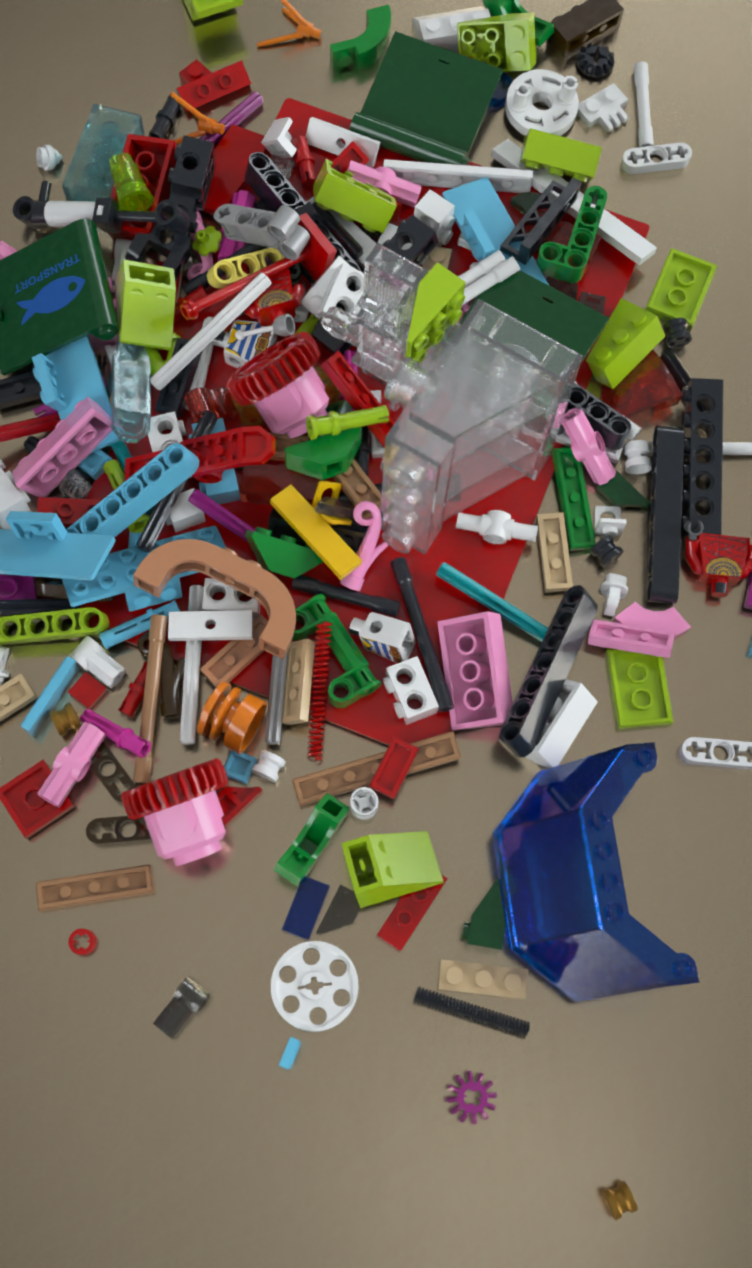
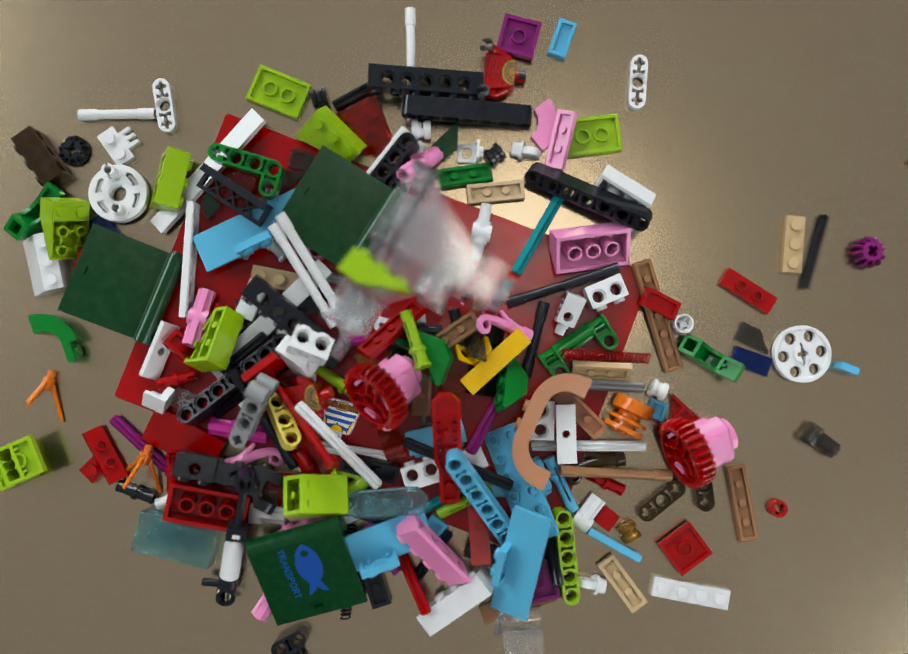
camera: 90 degrees left, 15 degrees up
(47, 157) = (173, 582): white plate -> none
(71, 764) = (665, 524): bright pink piece -> none
(74, 485) = (455, 538): clear tile -> none
(123, 737) = (644, 490): dark pink axle -> none
(129, 184) = (211, 516): clear neon green plant -> none
(207, 241) = (252, 452): lime plant -> none
(282, 325) = (336, 390): light grey hinge -> none
(390, 865) = (726, 304): lime slope -> none
(437, 215) = (233, 277): white brick -> none
(486, 923) = (755, 240): dark green slope -> none
(567, 883) = (737, 187): clear blue windscreen -> none

